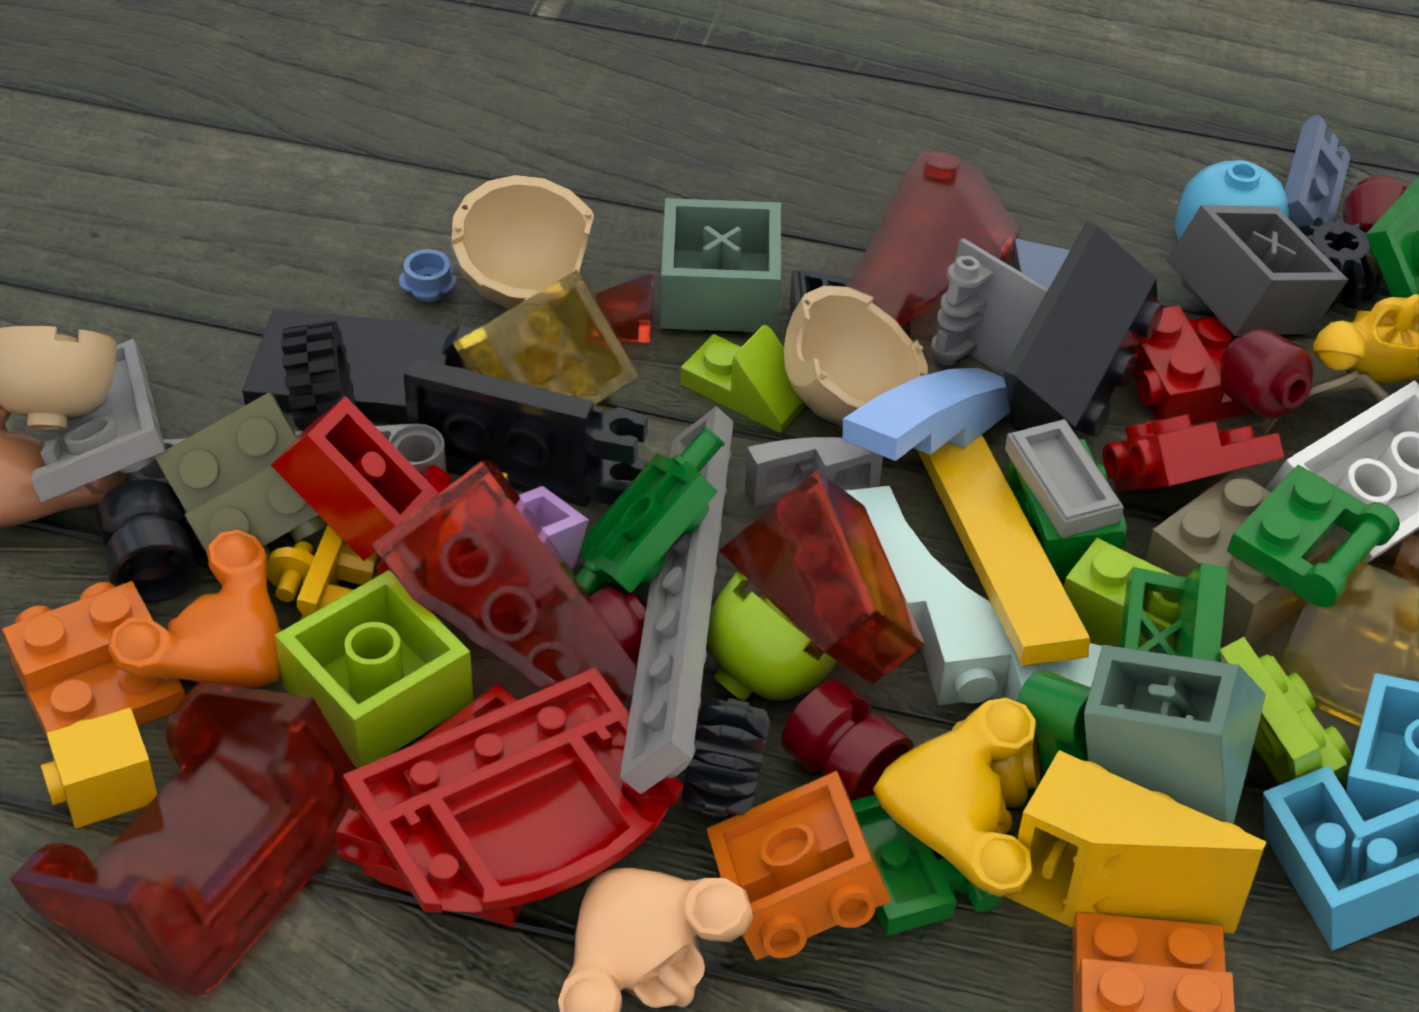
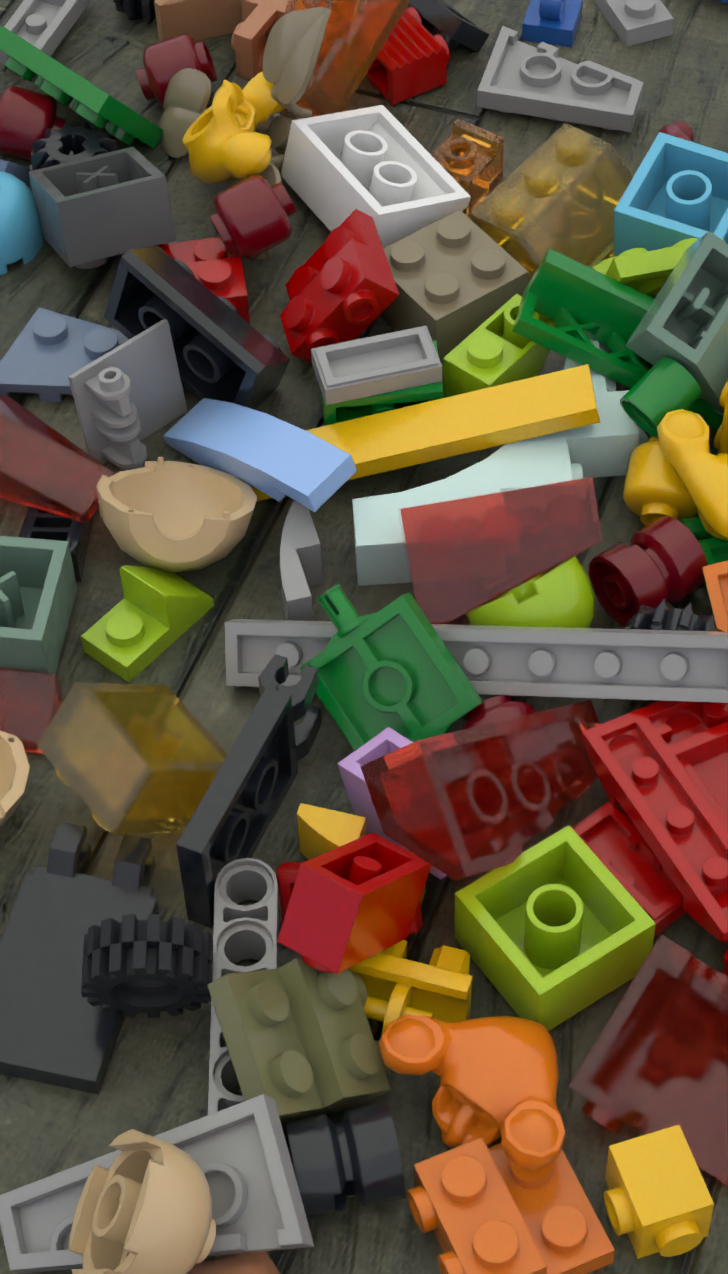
camera: 80 degrees left, 5 degrees up
(1297, 521) = (462, 225): green plate -> none

